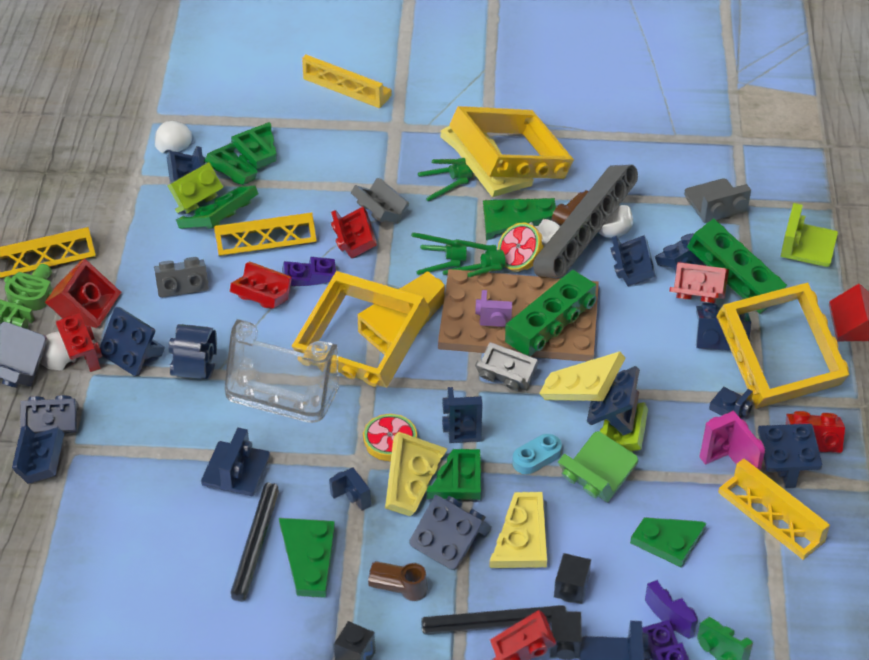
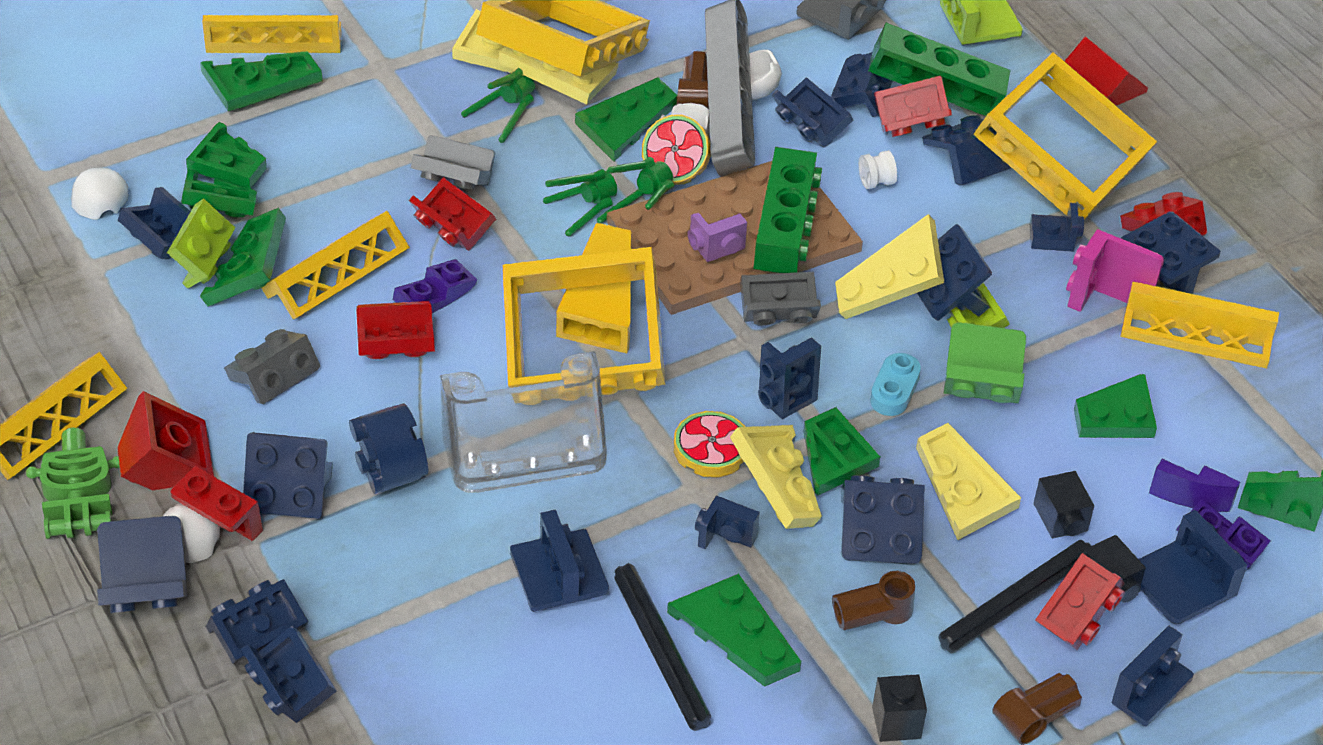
camera: 35 degrees left, 0 degrees up
(315, 106) = (253, 82): none -> green wing
(643, 314) = (877, 169): none -> white wheel

